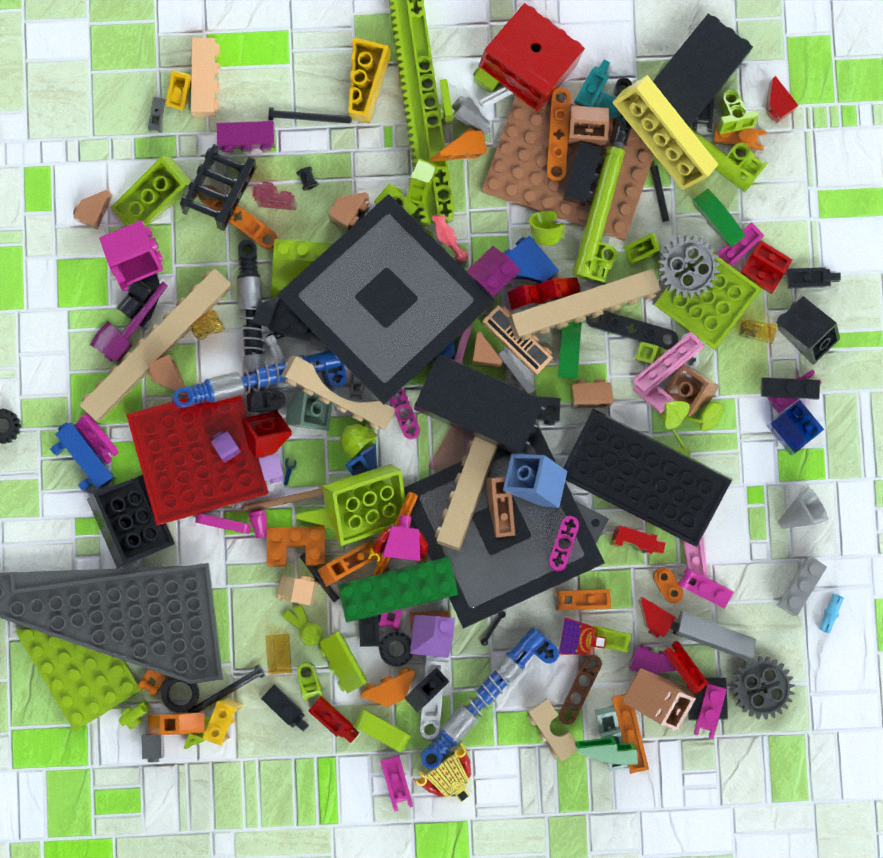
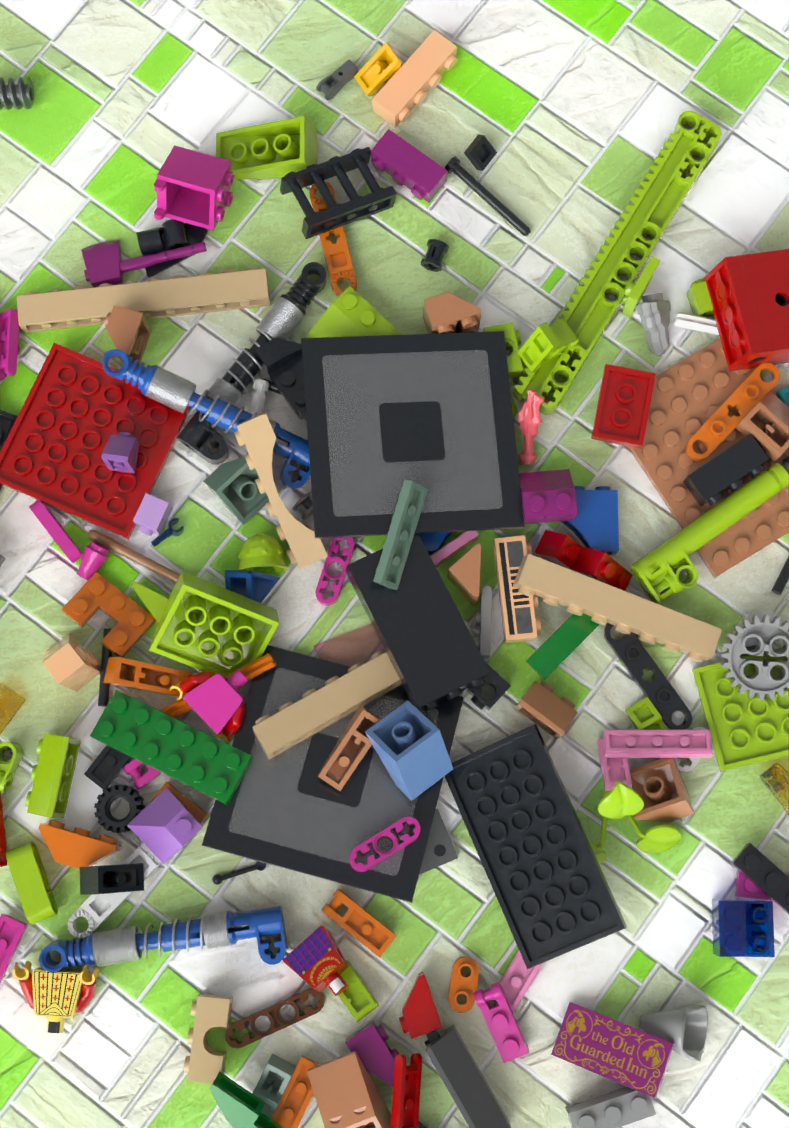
camera: 45 degrees right, 5 degrees down
(92, 209) = (197, 120): nougat slope -> none
(207, 325) = (210, 320): clear yellow plate -> none
(265, 433) = (175, 473): red slope -> none
(268, 197) = (379, 242): clear pink plate -> none
(282, 92) = (480, 152): none -> black plate
(309, 632) = (46, 716): lime piece -> none
(366, 76) = (580, 200): yellow wedge -> none
(431, 363) = (400, 534): none -> sand green plate
(466, 146) = (623, 347): orange slope -> none
(493, 182) = (623, 406): none -> red plate
(544, 230) = (637, 497): lime helmet -> none
(638, 540) = (470, 908): red hips -> none
(642, 249) = (727, 600): lime slope -> none
(777, 551) = (613, 1049): none -> magenta tile

